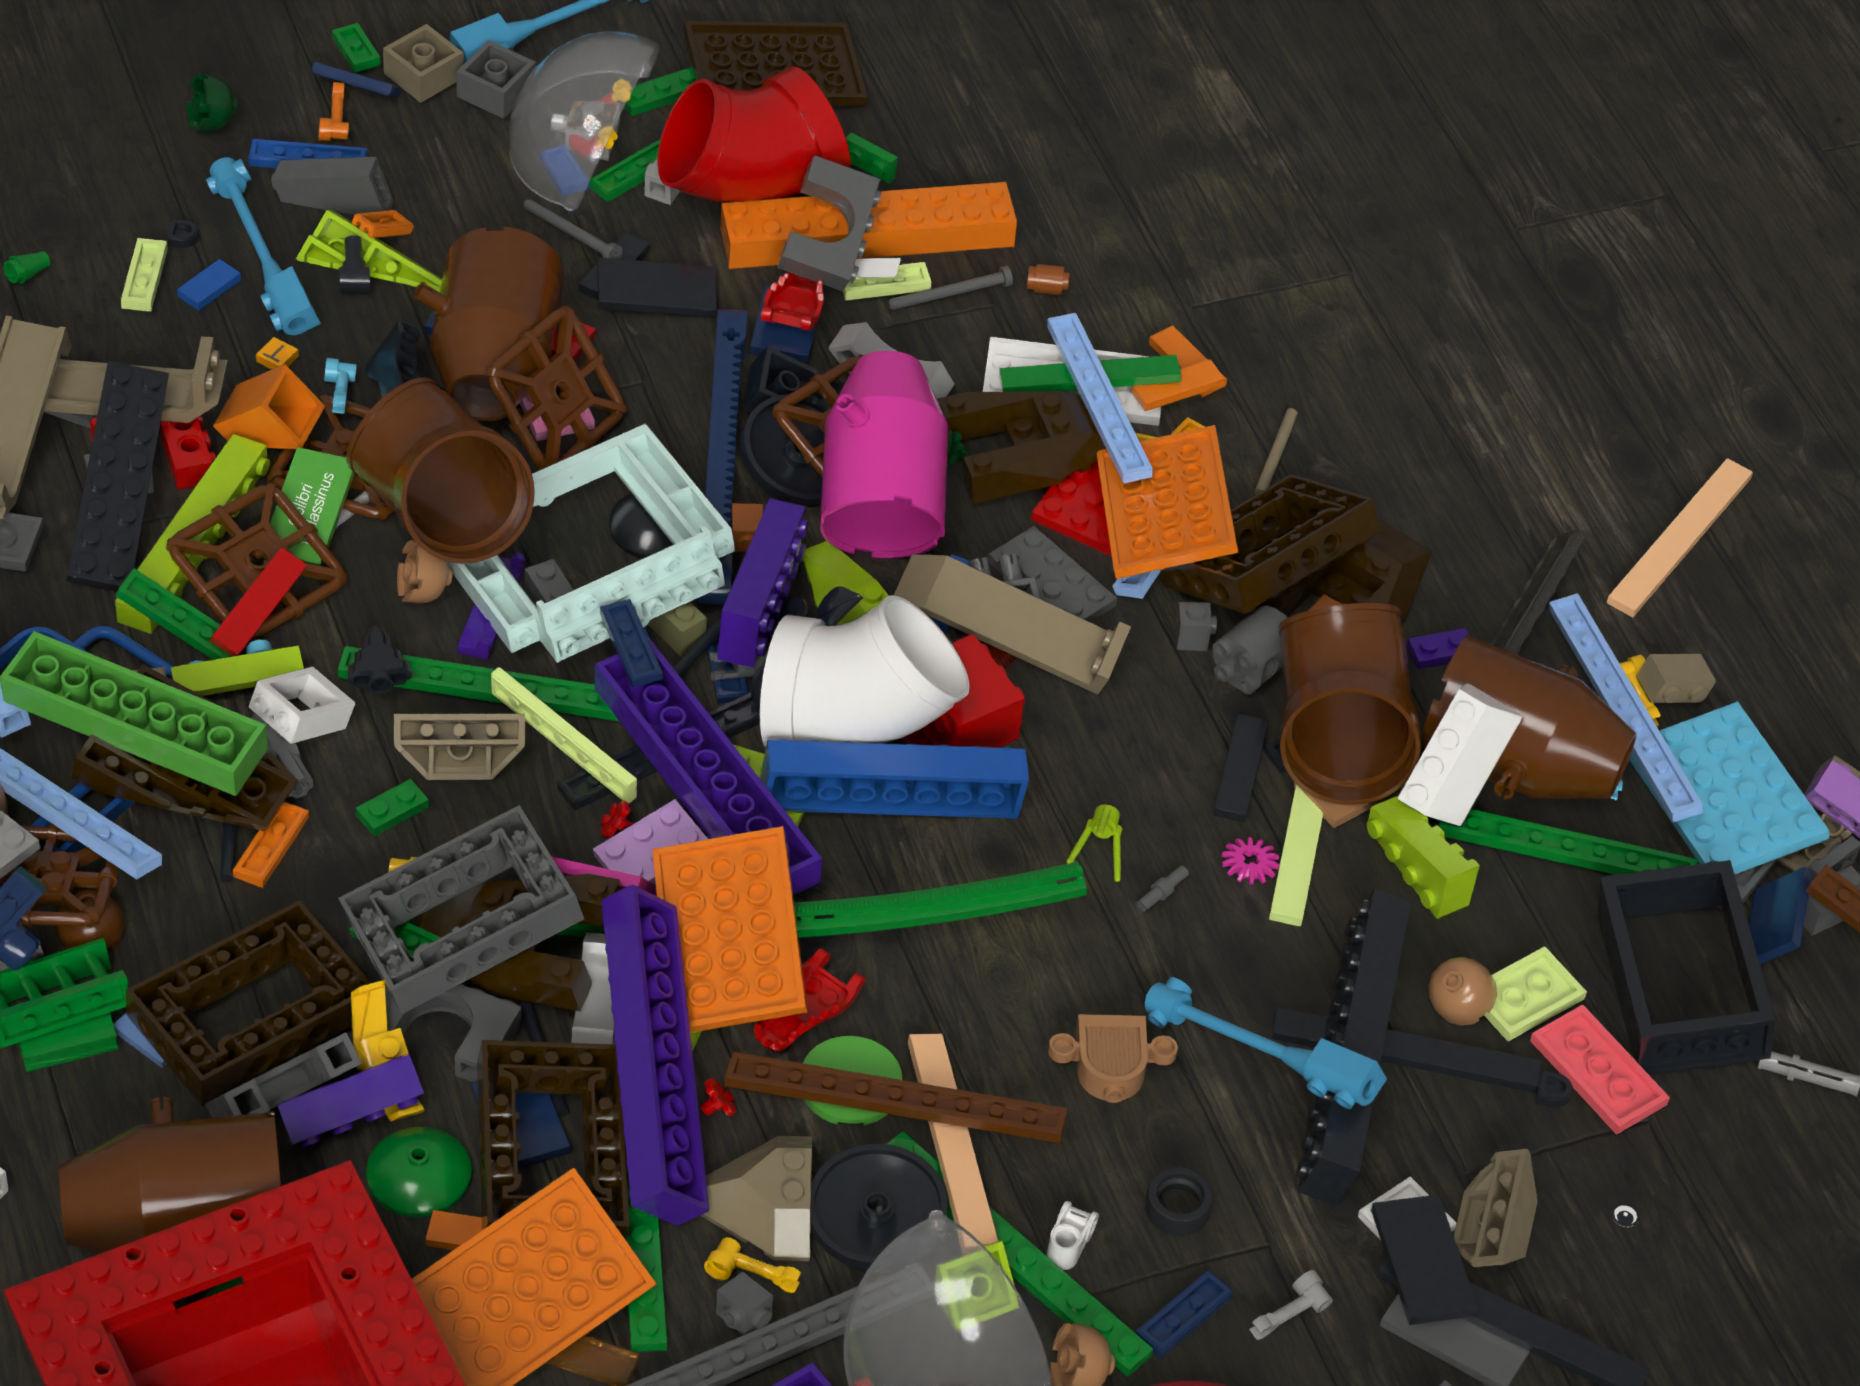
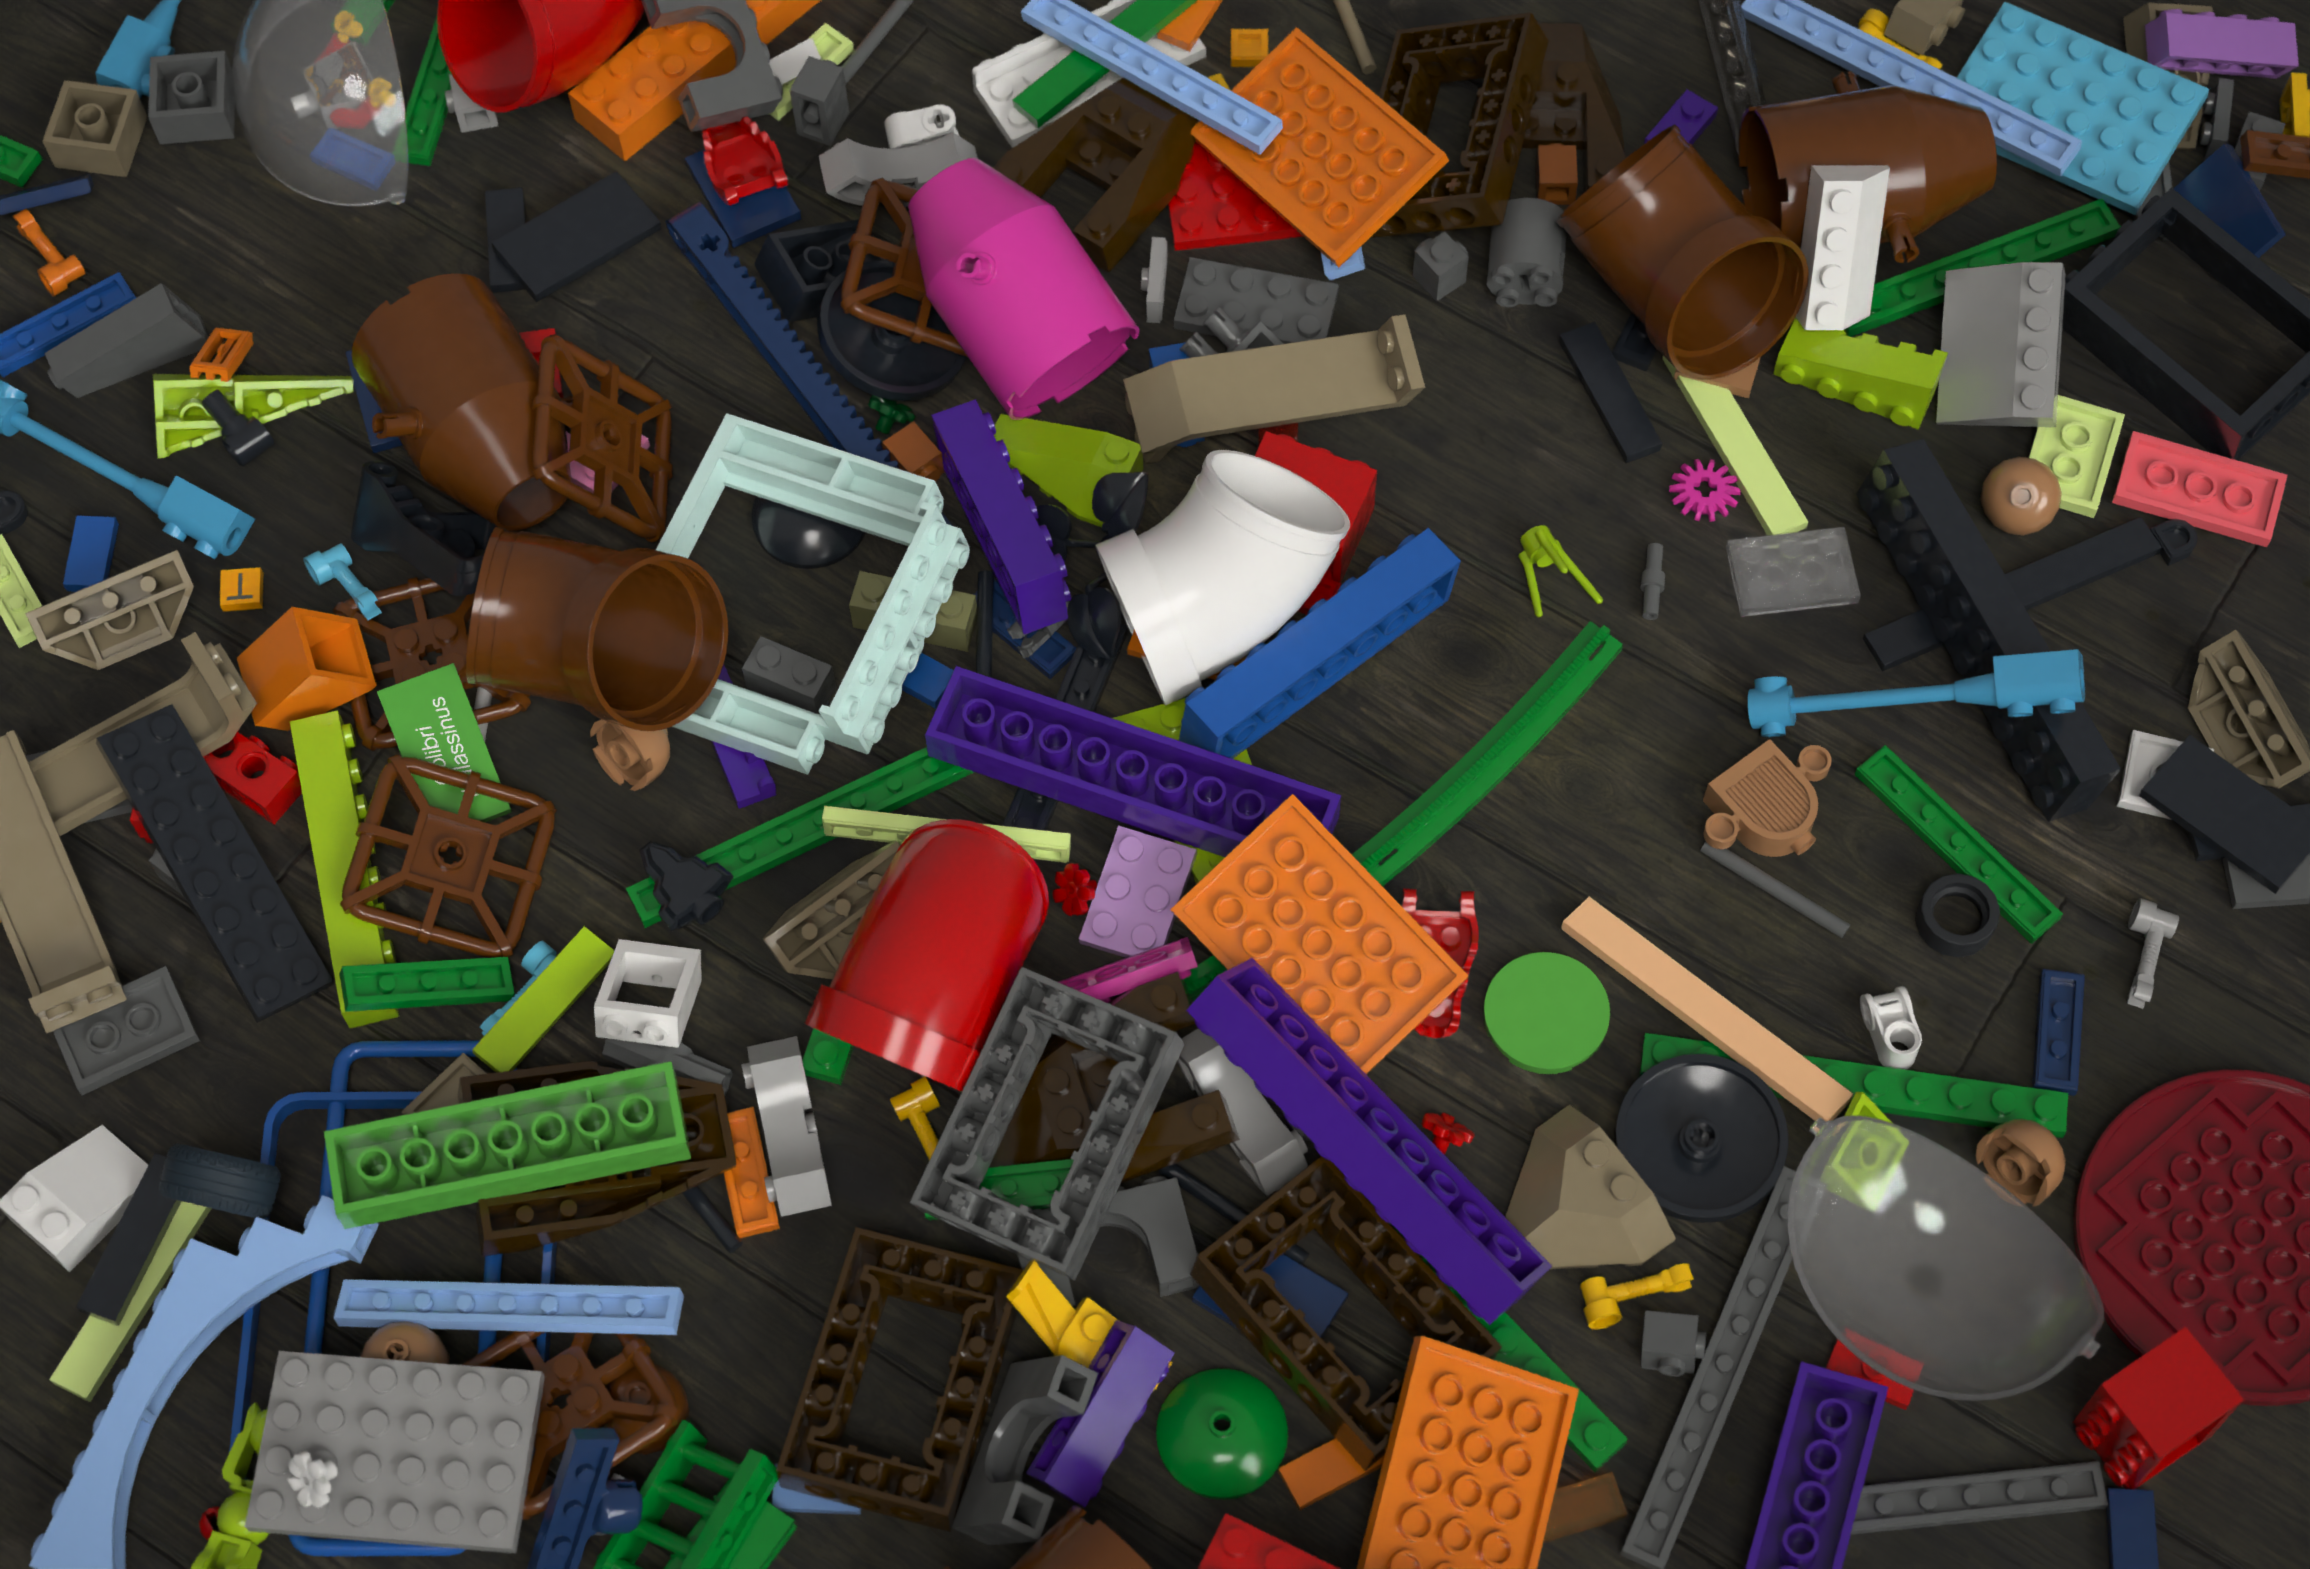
camera: 30 degrees left, 15 degrees up
(179, 317) = (116, 614): none -> dark tan wedge
(258, 603) = (497, 905): red tile -> none
(317, 830) = (790, 1134): none -> light grey brick
(484, 767) = (937, 950): none -> red cylinder
(608, 250) = (496, 227): dark grey bar -> none
(631, 643) = (945, 685): dark blue tile -> none
(756, 493) = (889, 413): none -> dark green plant
(876, 297) = (819, 100): none -> dark grey brick
(896, 1097) = (1621, 1006): reddish brown plate -> none
(930, 350) = (919, 126): none -> white piece
(998, 524) = (1154, 280): none -> light grey plate
(1074, 1113) = (1777, 889): none -> dark grey bar
(1223, 1166) = (1957, 842): none -> green tile
(1264, 942) = (1792, 571): none -> clear plate
(1531, 892) = (2002, 345): none -> light grey slope

